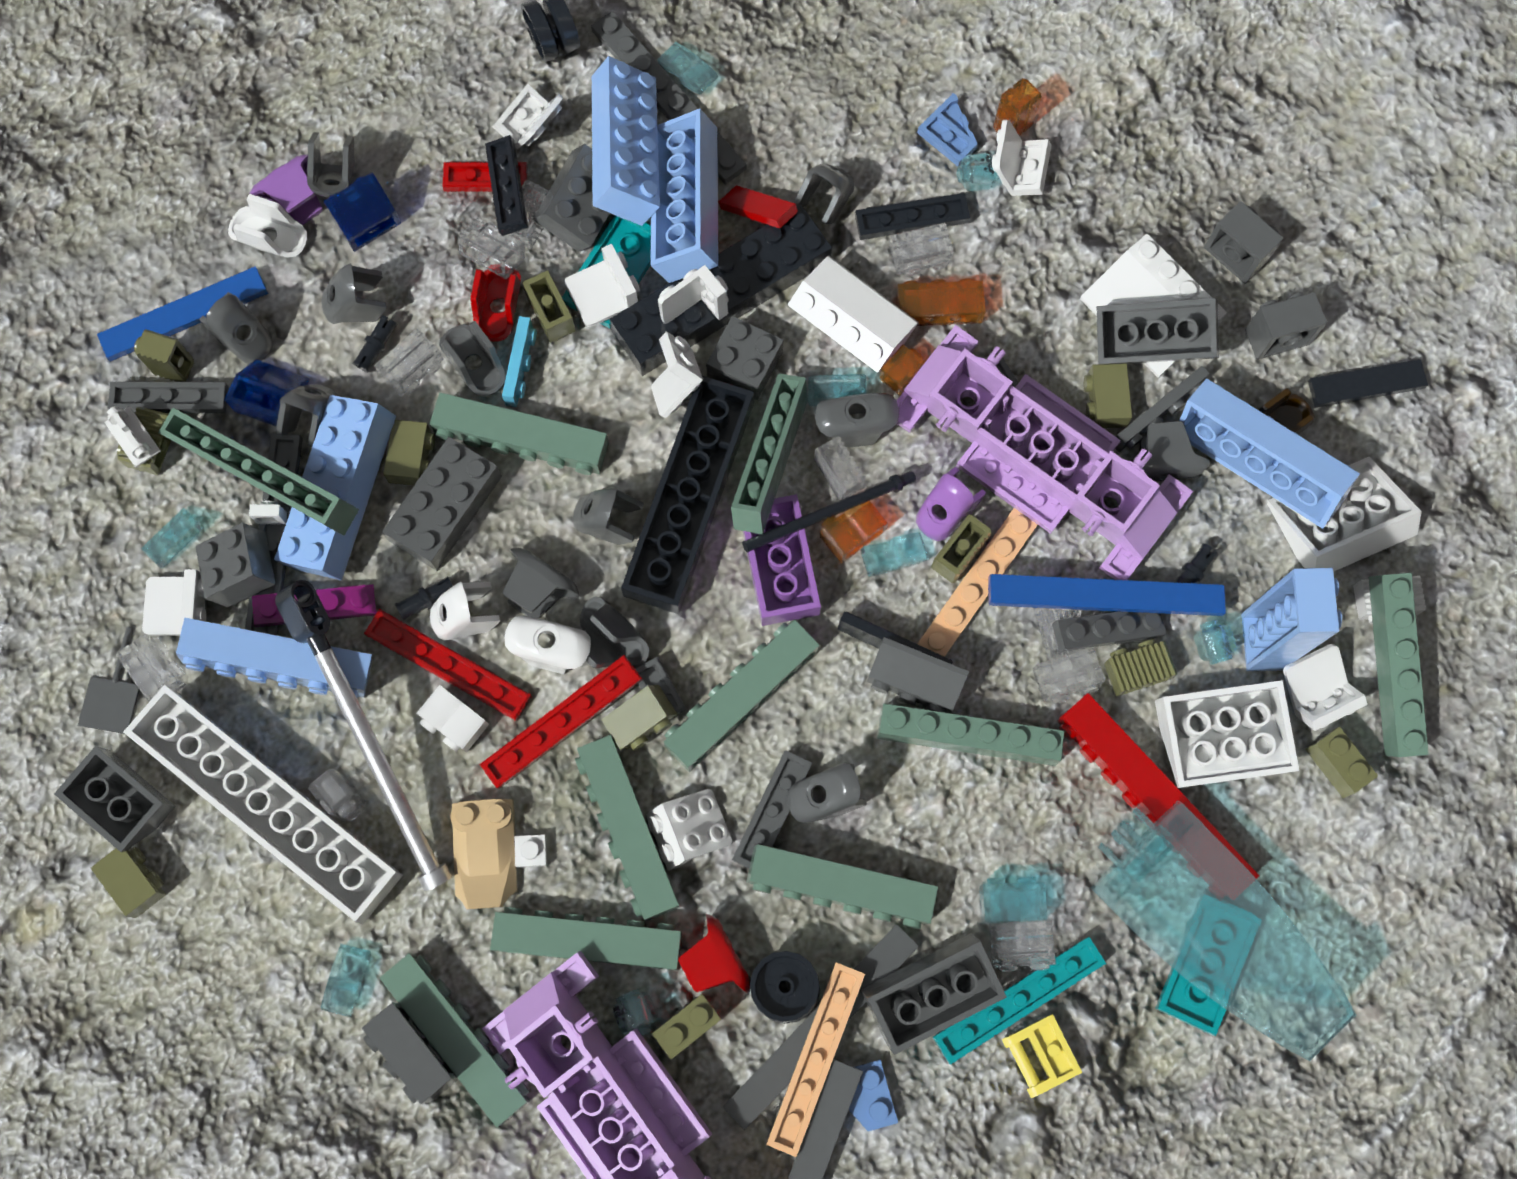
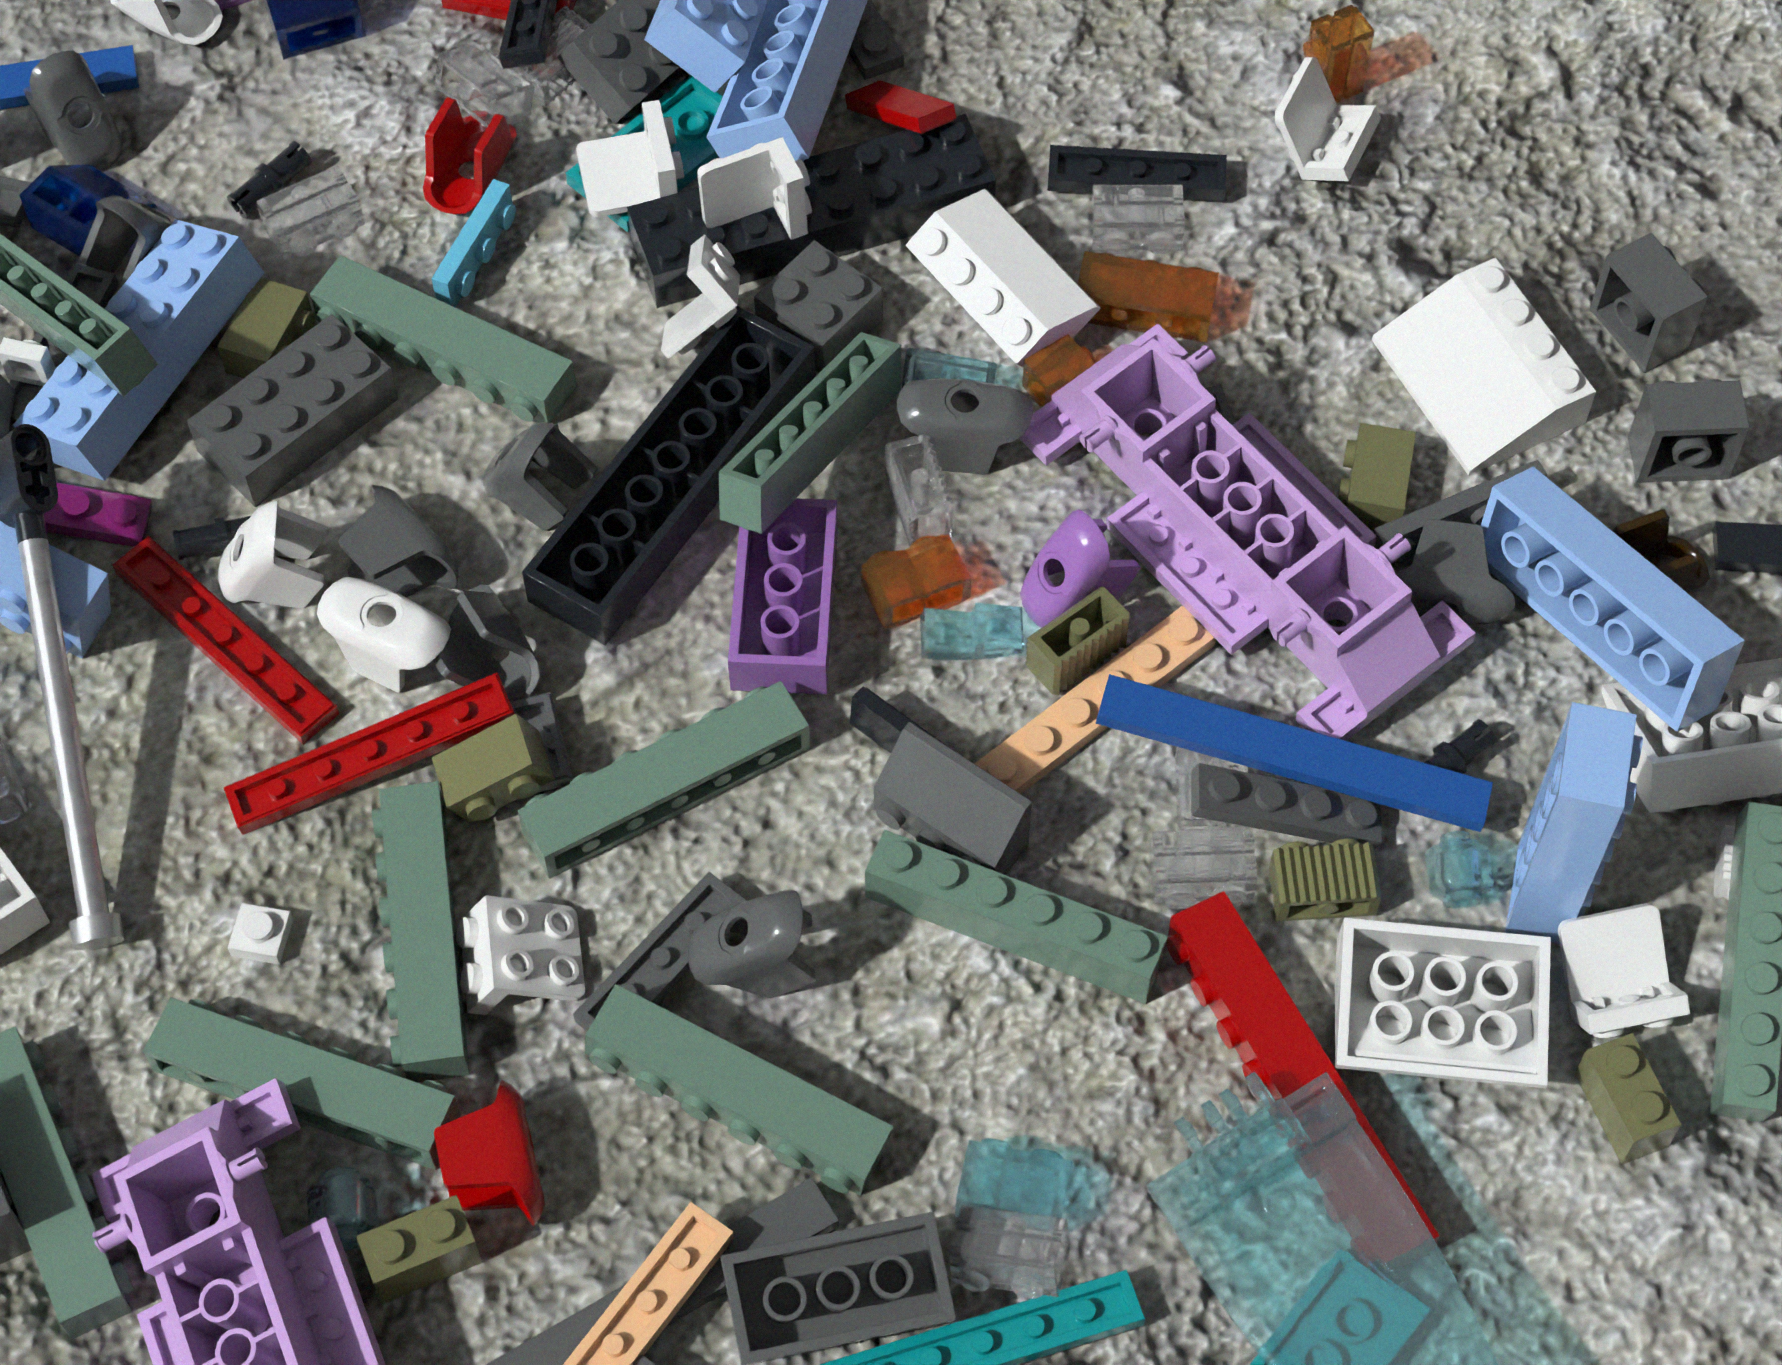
camera: 15 degrees right, 15 degrees down
(346, 305) = (257, 104): dark grey piece -> none
(452, 719) = (203, 711): white brick -> none
(470, 340) = (408, 206): dark grey piece -> none
(484, 852) = (188, 912): tan slope -> none
(548, 306) = (543, 177): olive brick -> none
(788, 1006) = (595, 1223): black wheel -> none
(838, 178) = (1031, 118): dark grey piece -> none
(894, 484) = (998, 525): black bar -> none
(949, 131) = (1227, 72): medium blue wing -> none
(977, 172) = (1253, 132): clear light blue head -> none
(1158, 331) = (1477, 391): dark grey brick -> none

